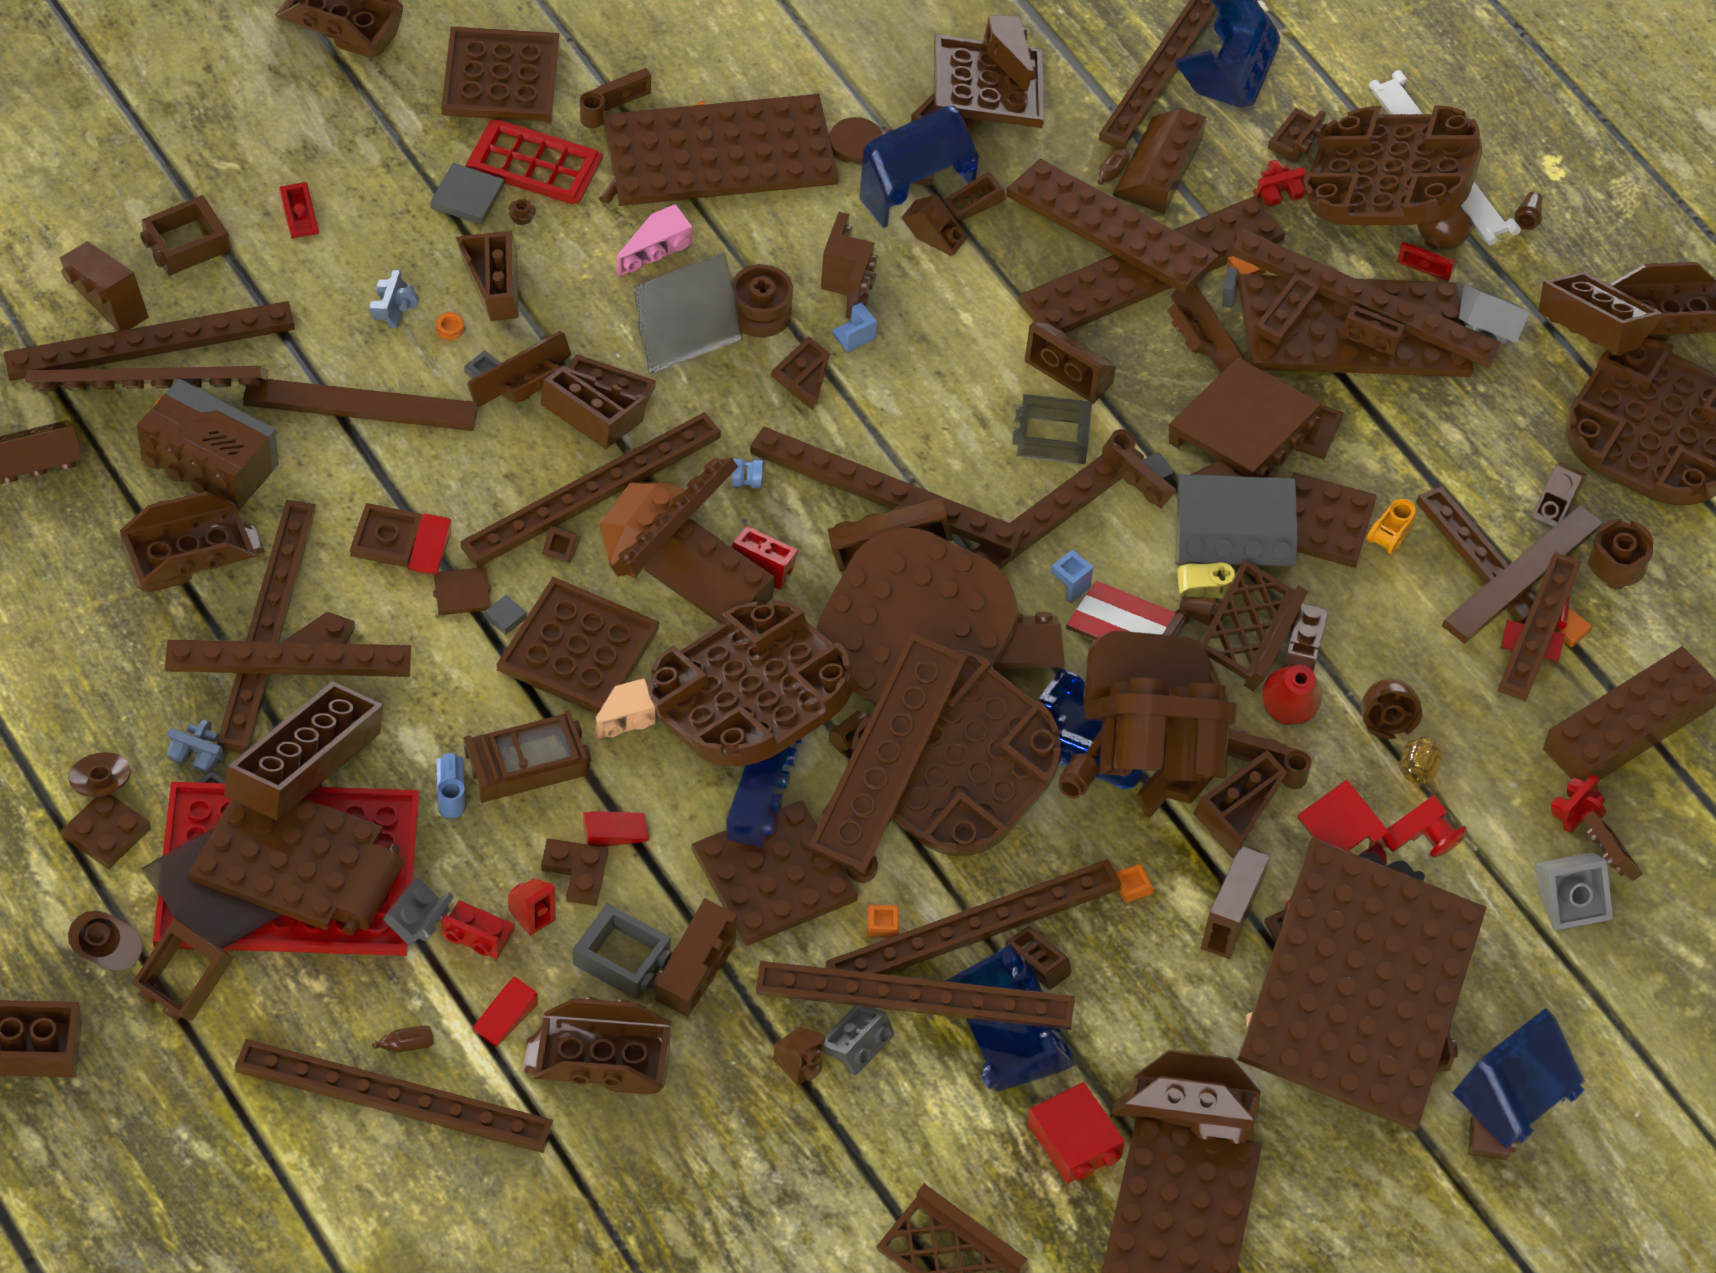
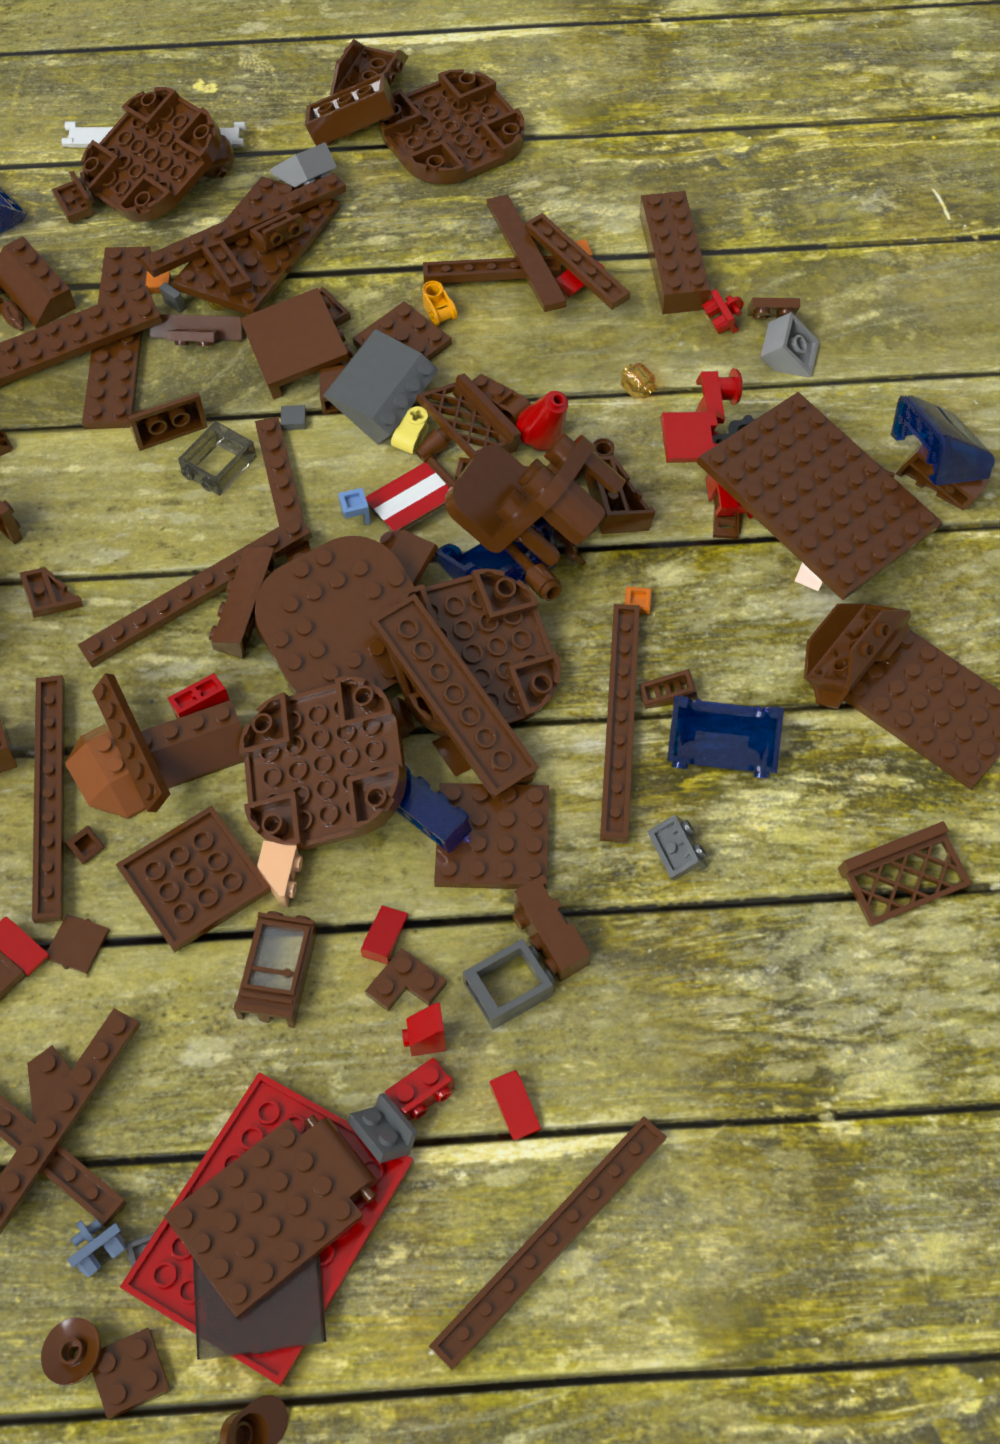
camera: 55 degrees left, 5 degrees up
(161, 956) = (316, 1342): reddish brown window -> none
(303, 750) = (174, 1151): reddish brown brick -> none
(406, 1039) = (498, 1201): reddish brown piece -> none
(450, 785) = (266, 1042): medium blue piece -> none
(505, 614) = (124, 920): dark grey tile -> none
(601, 1044) = (597, 1047): reddish brown slope -> none
(754, 473) = (119, 669): medium blue wheel -> none
(800, 1054) = (679, 893): reddish brown slope -> none
(857, 331) = (34, 539): medium blue panel -> none
(882, 921) = (579, 780): orange tile -> none
(915, 995) = (670, 788): reddish brown plate -> none
(1076, 1133) = (839, 738): red brick -> none
(1134, 470) = (274, 424): reddish brown plate -> none
(1234, 902) = (697, 542): slope -> none
(1280, 179) = (105, 226): red hips -> none
(1391, 708) = (587, 374): reddish brown cylinder -> none
(1426, 261) = (232, 183): red slope -> none
(1530, 211) = (234, 111): reddish brown cone -> none
(1559, 494) = (472, 204): slope -> none
(1621, 553) = (543, 193): reddish brown brick -> none

